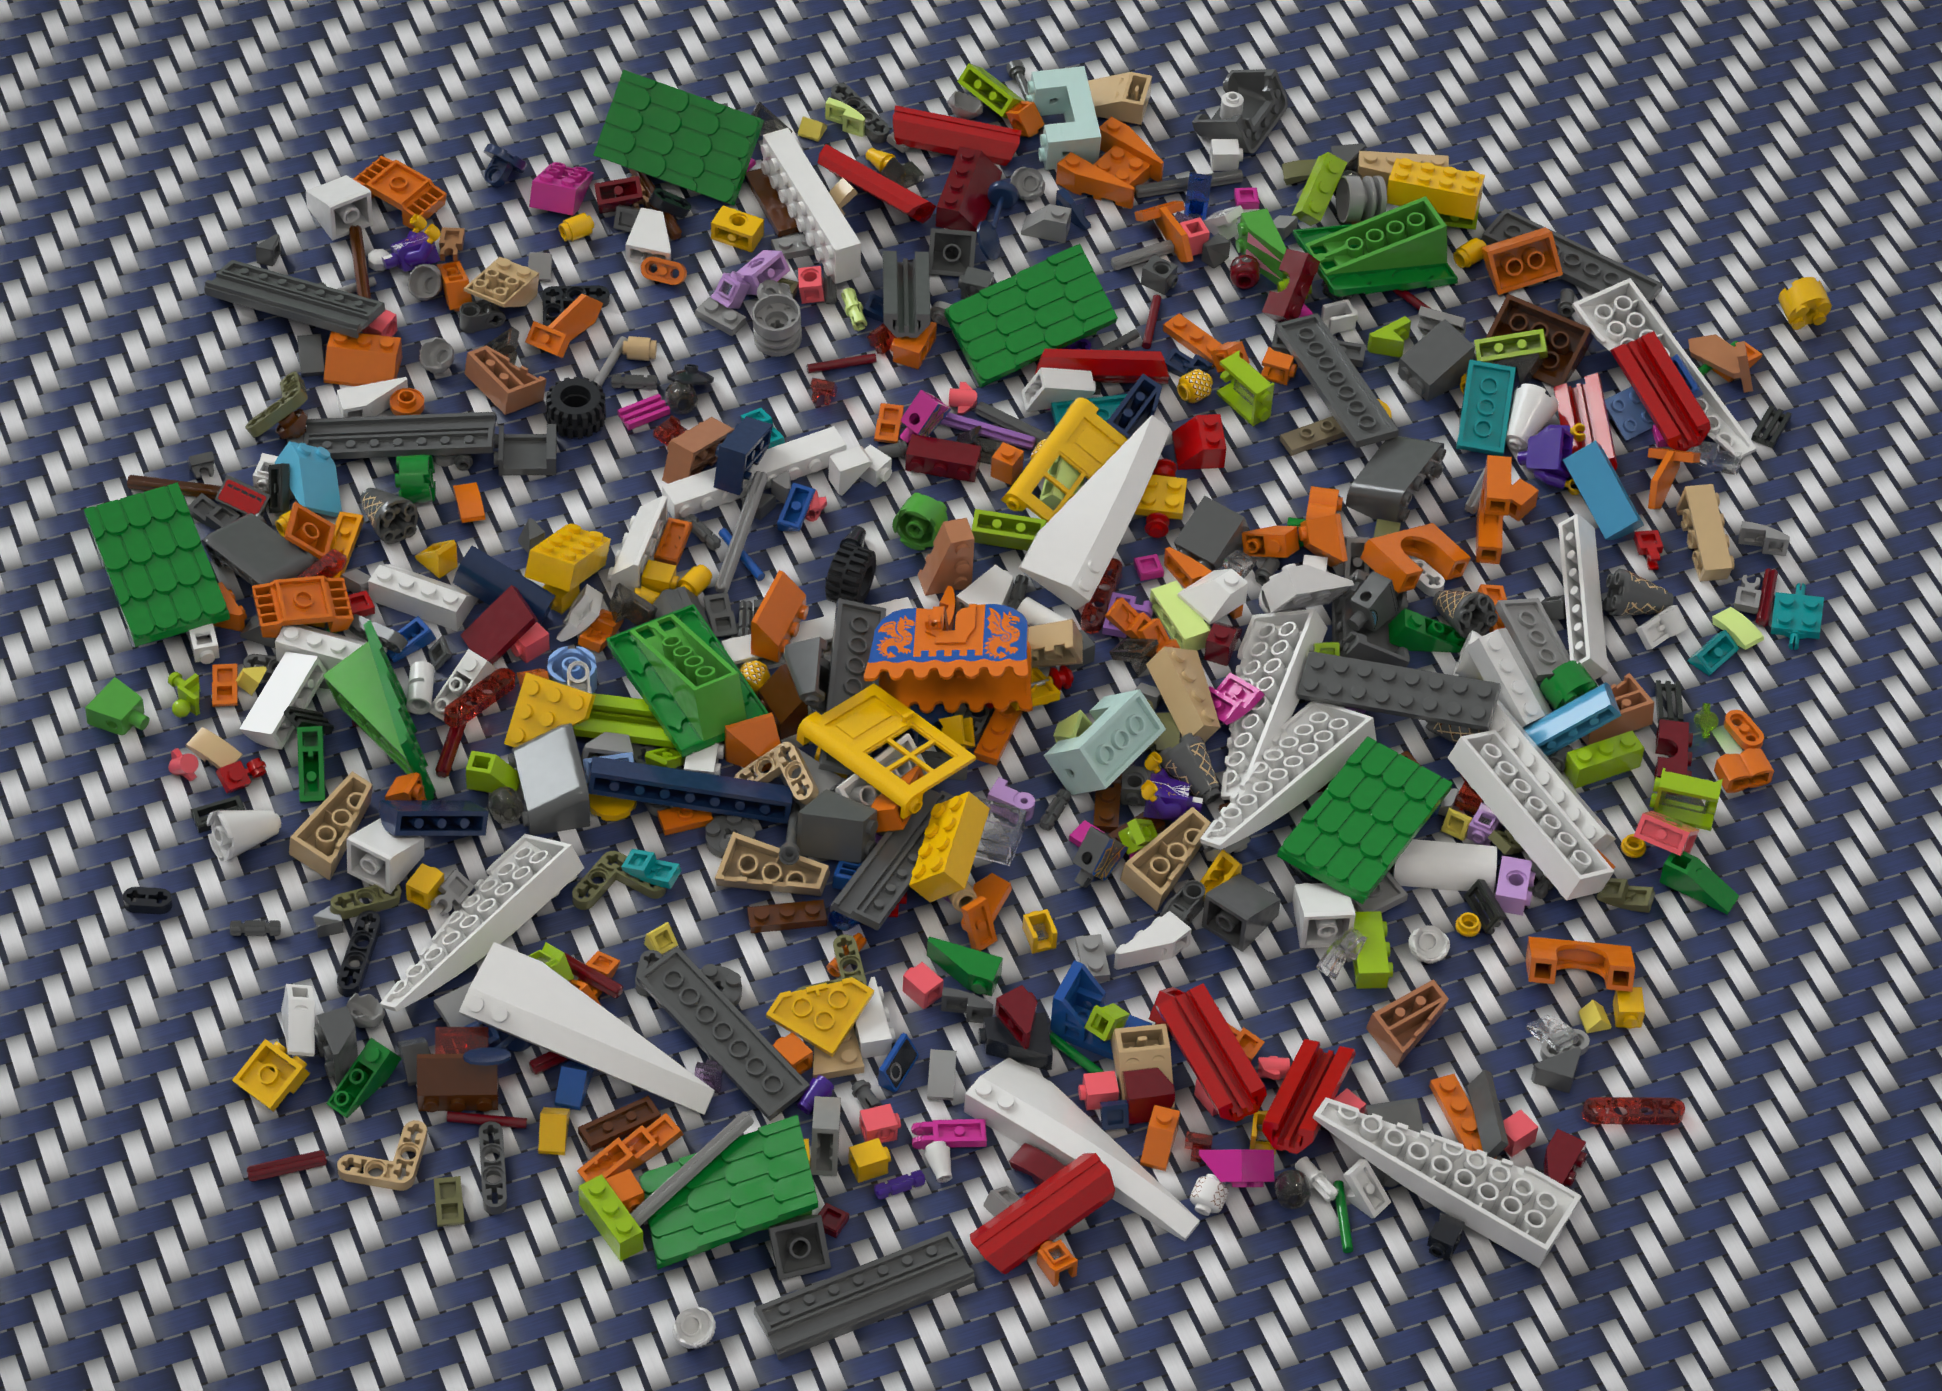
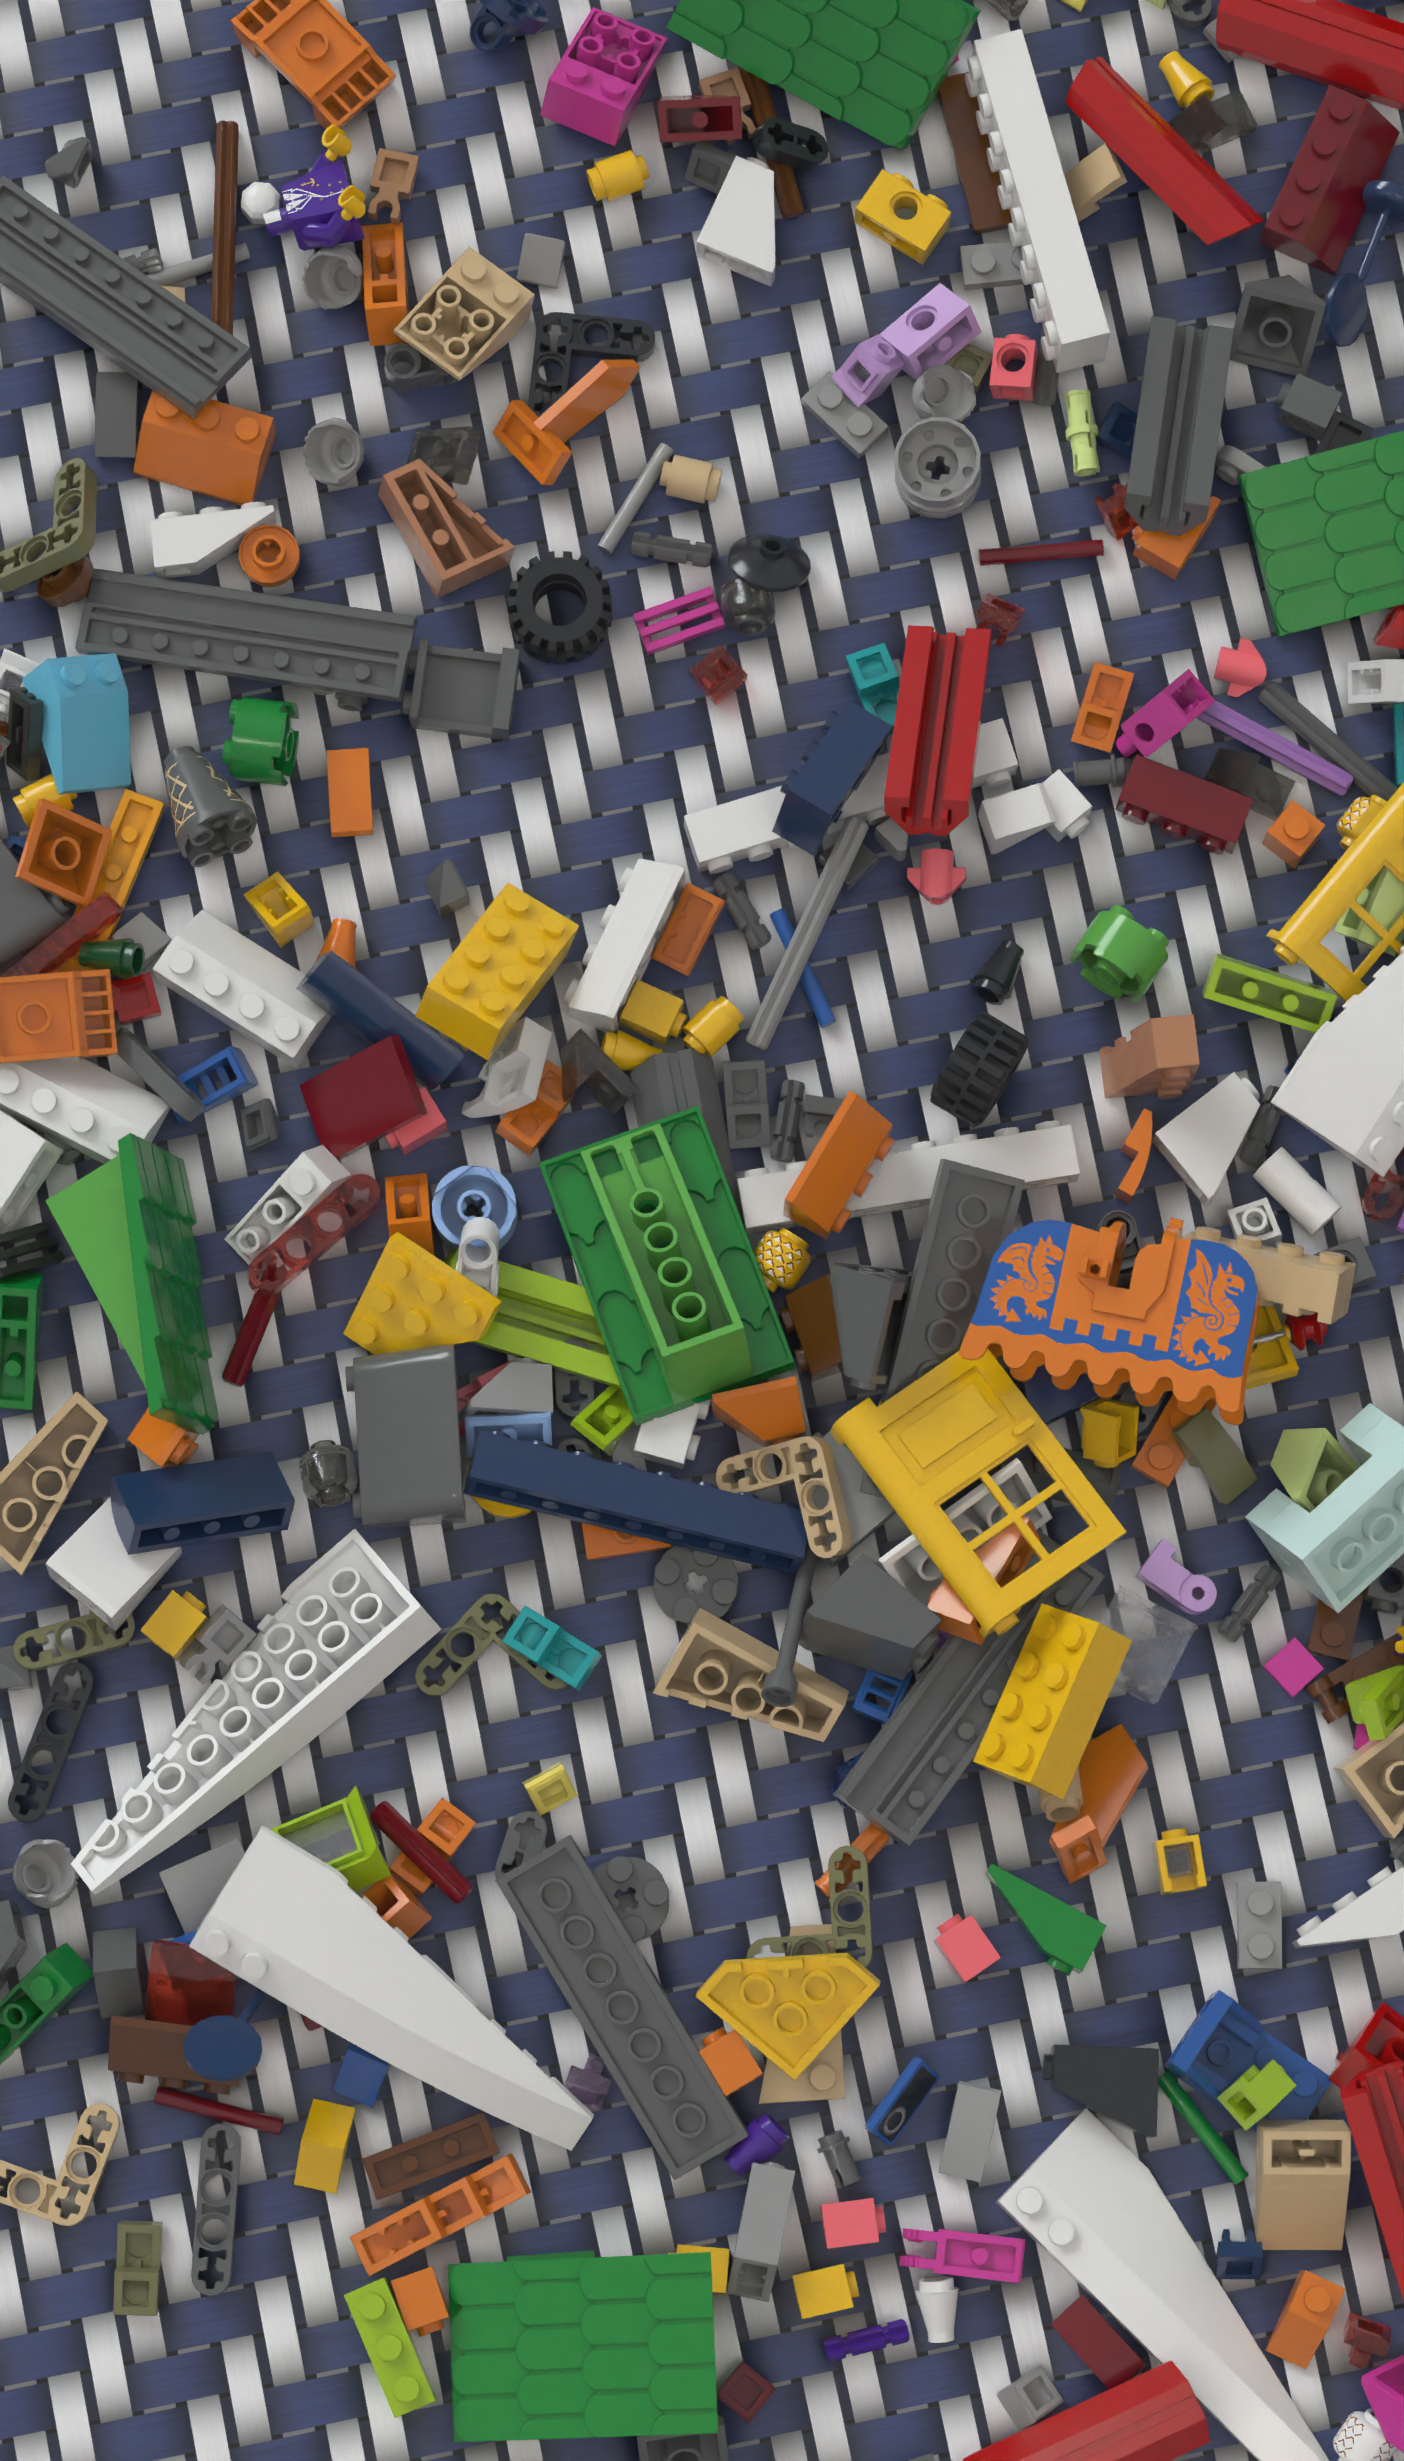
camera: 10 degrees right, 30 degrees up
(340, 205) = (204, 74): white slope -> none
(351, 575) = (120, 956): none -> dark green cone
(383, 325) = (253, 374): coral brick -> none
(420, 687) = (217, 1198): white pin -> none
(489, 772) = (313, 1409): lime slope -> none
(664, 270) = (758, 301): orange plate -> none
(692, 1168) = (528, 2297): light grey axle -> none
(694, 449) = (756, 734): nougat wedge -> none
(787, 916) = (765, 1764): reddish brown plate -> none
(795, 508) = (910, 890): blue slope -> none
(798, 429) = (936, 729): none -> red piece
(872, 1026) = (870, 2034): white slope -> none
(965, 1002) = (1043, 2008): dark grey slope -> none
(1018, 1013) = (1114, 2061): dark red slope -> none
(1024, 741) = (1215, 1454): none -> olive slope
(1097, 856) = (1303, 1733): dark grey torso -> none
(1098, 1088) = (1222, 2206): coral brick -> none
(1145, 1089) = (1299, 2235): dark red slope -> none

